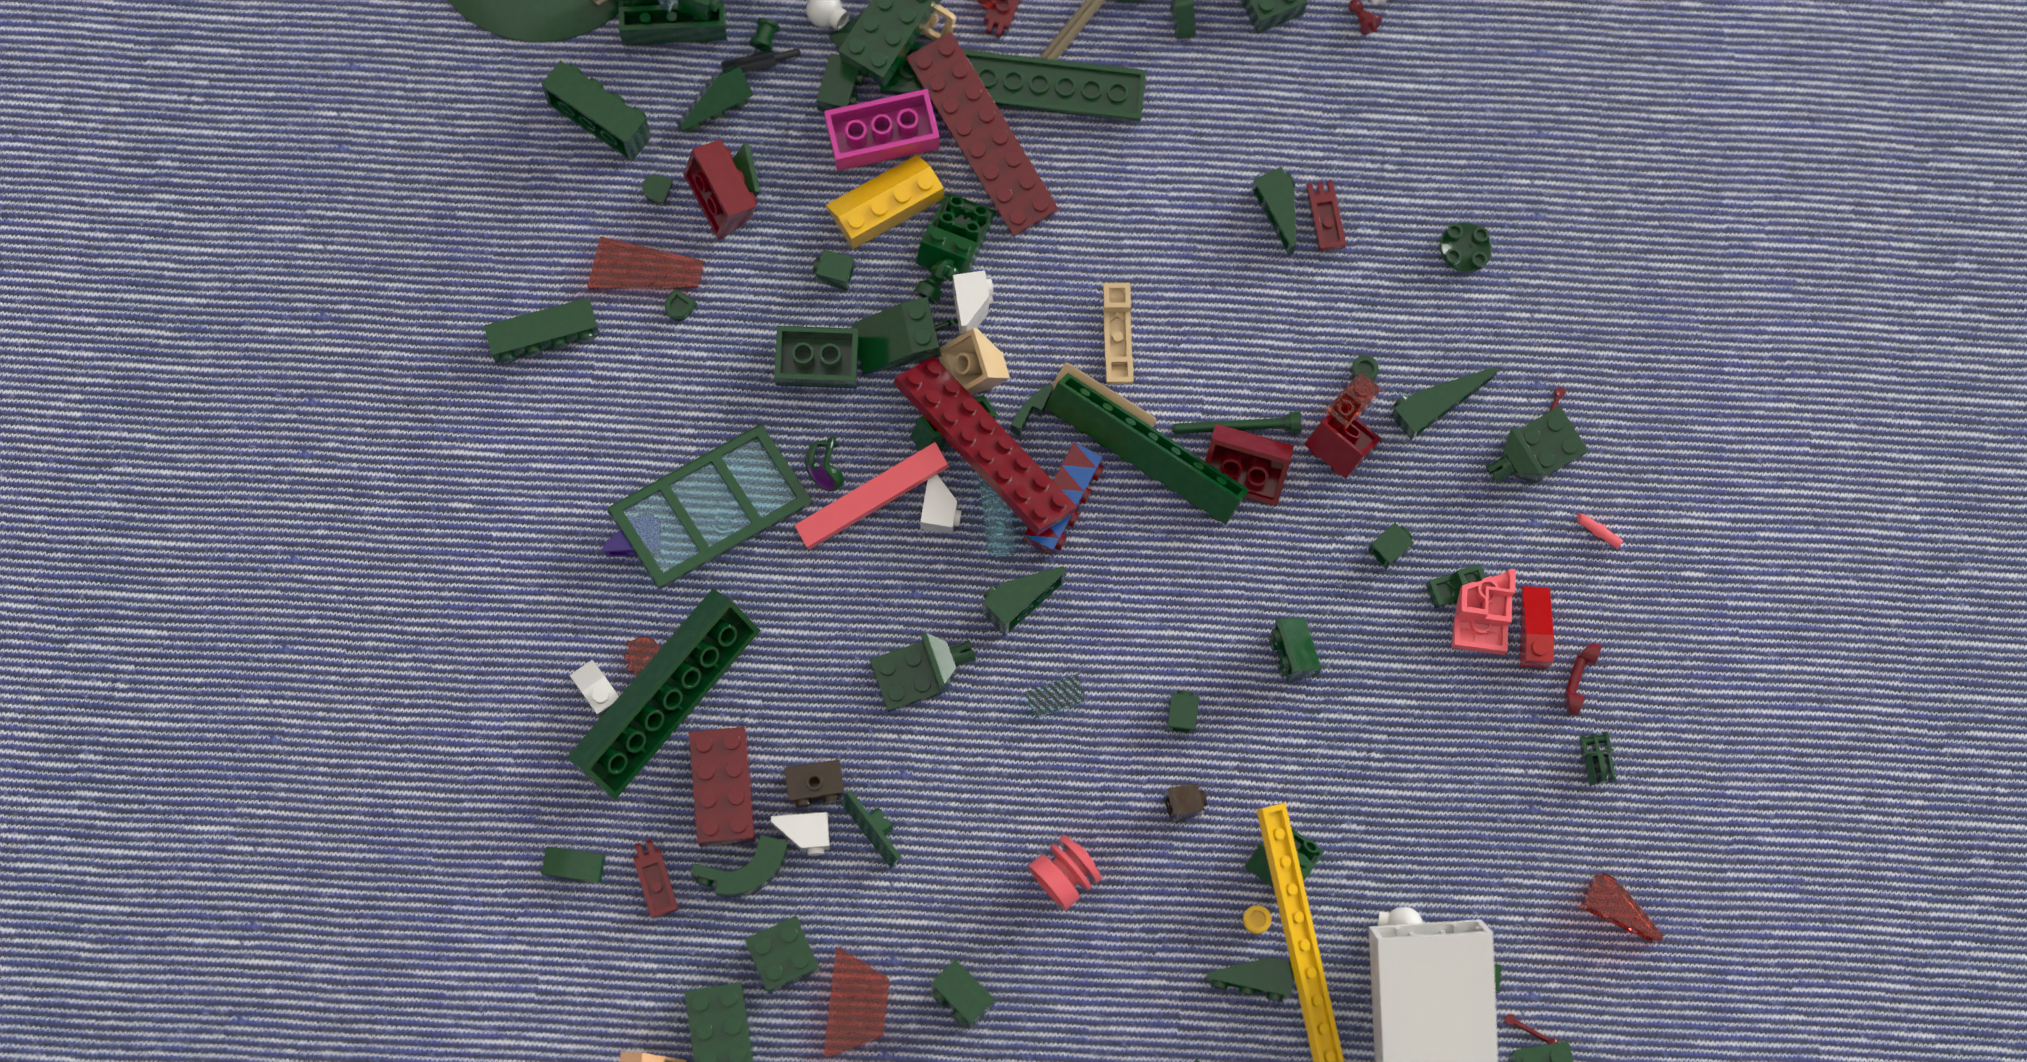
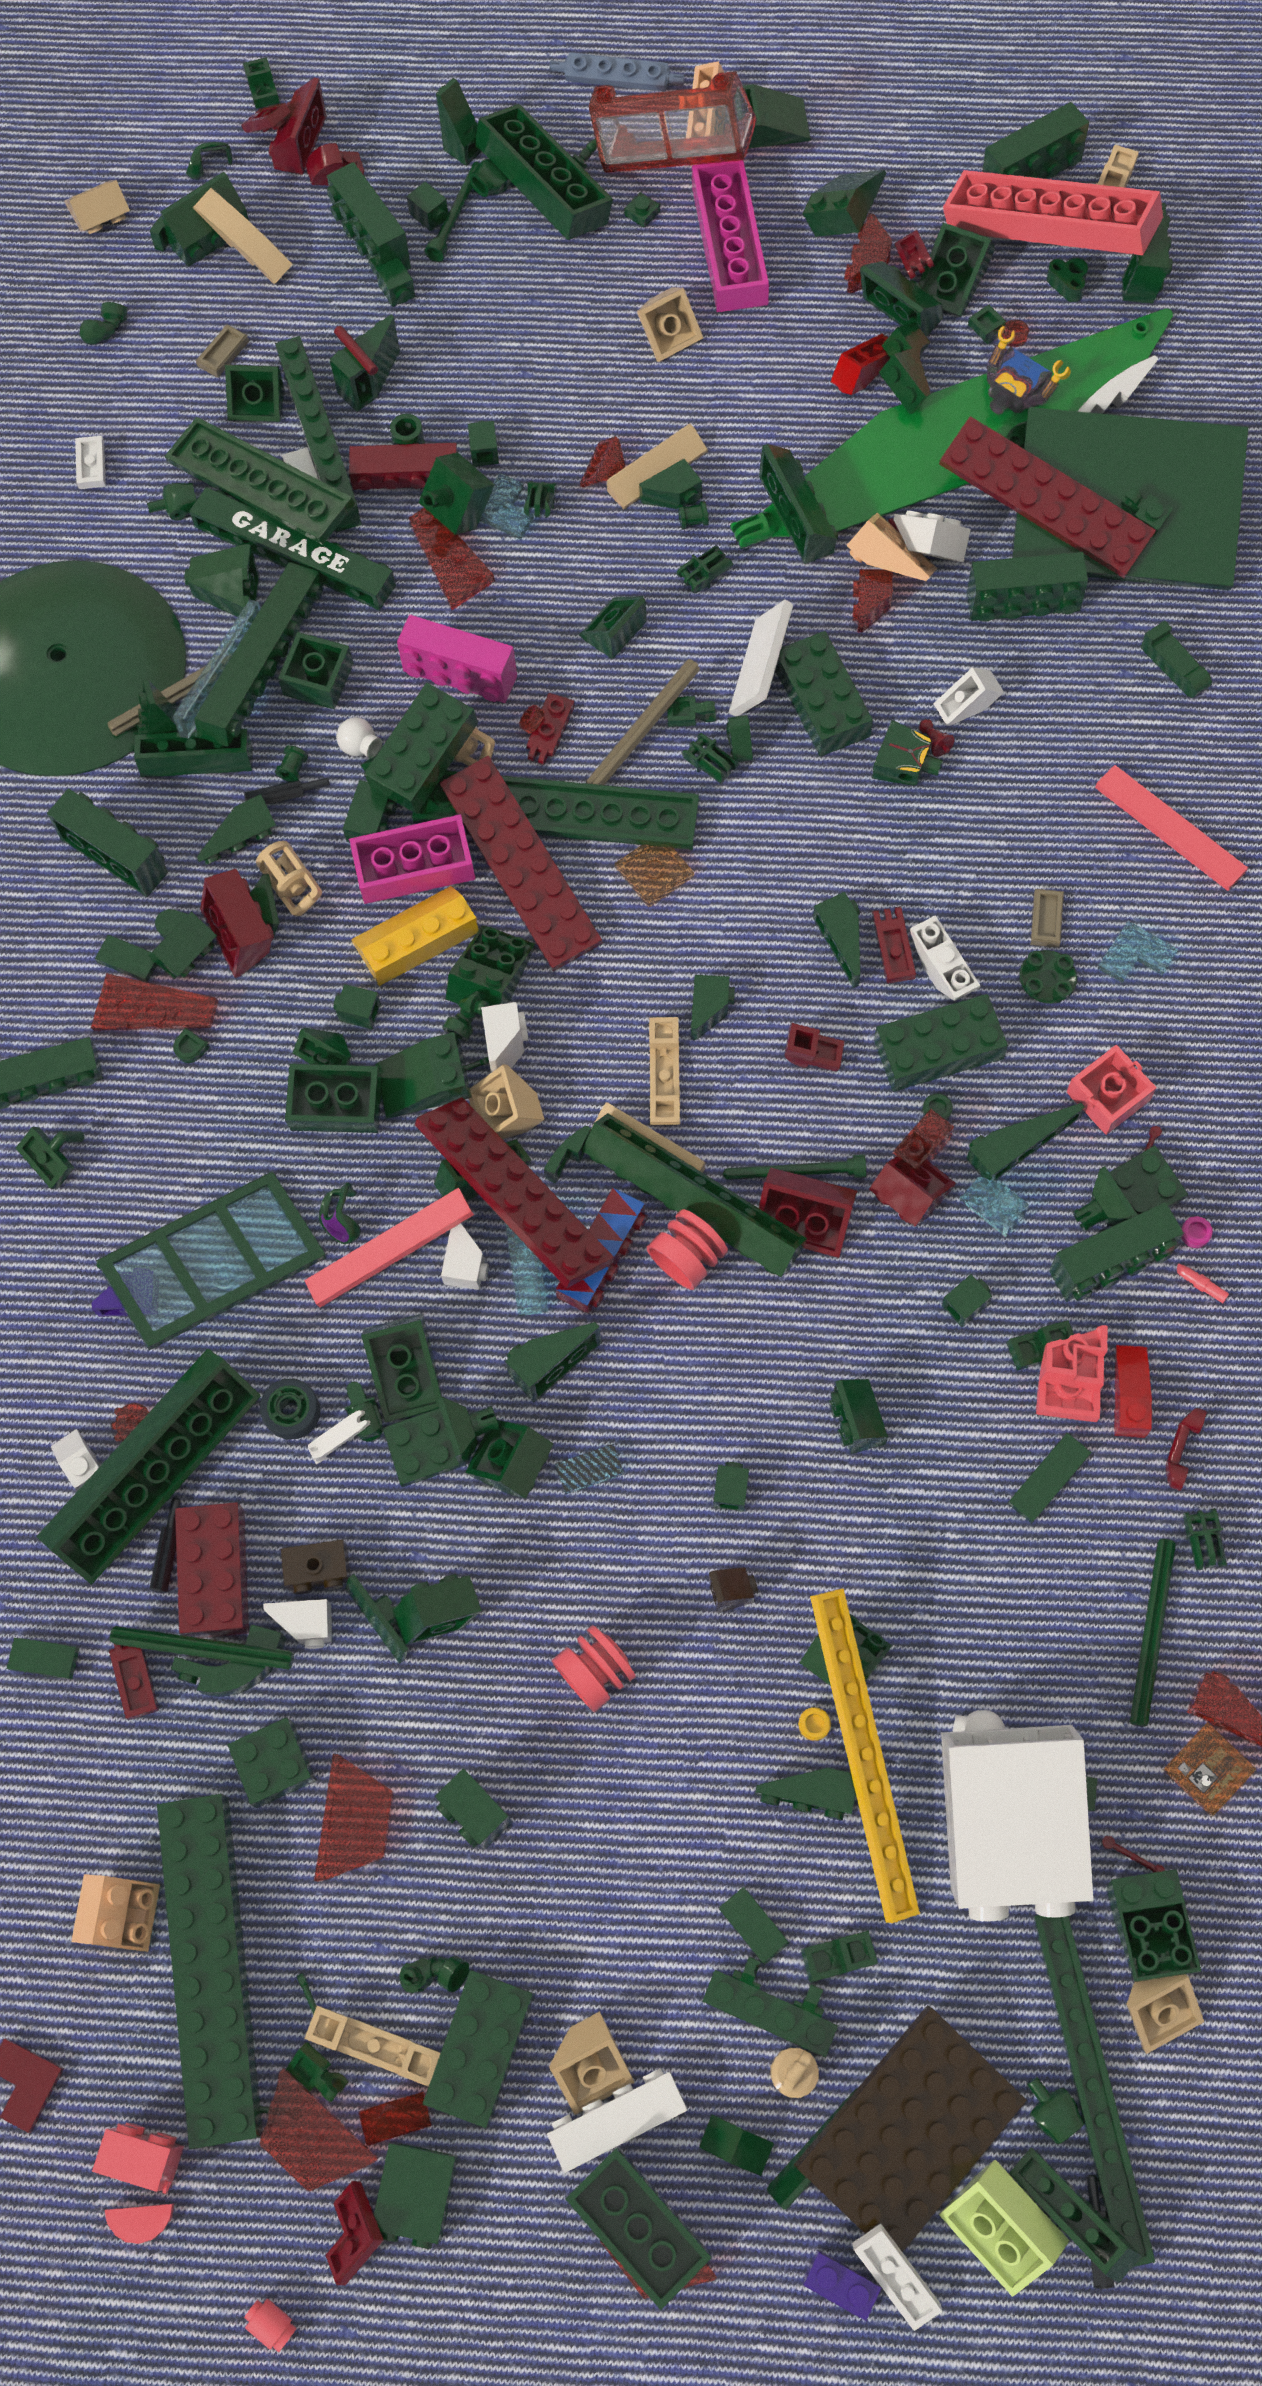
camera: 10 degrees right, 5 degrees down
(552, 408) = (45, 1155): none -> dark green plate
(617, 221) = (126, 958): none -> dark green tile
(670, 211) = (183, 946): none -> dark green brick
(678, 769) = (165, 1552): none -> black axle
(718, 855) = (202, 1647): none -> dark green axle
(772, 151) = (294, 882): none -> tan piece
(782, 627) = (296, 1424): none -> wheel
(803, 309) = (322, 1047): none -> dark green slope
(830, 667) = (337, 1436): none -> white piece
(853, 647) = (360, 1402): none -> dark green arm
(887, 604) = (402, 1367): none -> dark green slope
(926, 820) = (436, 1609): none -> dark green brick
(985, 687) = (510, 1458): none -> dark green slope
(1104, 143) = (654, 872): none -> clear orange tile
(1142, 499) = (689, 1245): none -> coral wheel
(1158, 37) = (710, 760): none -> dark green arm
(1159, 269) = (710, 1002): none -> dark green slope
(1249, 312) = (809, 1048): none -> dark red brick
(1336, 35) = (904, 756): none -> dark green torso
(1368, 309) = (940, 1042): none -> dark green brick
(1371, 232) = (943, 960): none -> white slope
(1416, 458) = (995, 1204): none -> clear light blue slope
(1462, 704) = (1049, 1478): none -> dark green tile
(1465, 191) = (1047, 918): none -> dark tan tile
(1521, 354) = (1111, 1089): none -> coral brick
(1524, 503) = (1116, 1252): none -> dark green brick
(1542, 219) = (1136, 945): none -> clear light blue tile
(1551, 839) = (1152, 1633): none -> dark green axle
(1578, 106) = (1171, 827): none -> coral tile
(1595, 484) = (1196, 1232): none -> dark pink tile
(1597, 956) = (1209, 1769): none -> clear orange tile

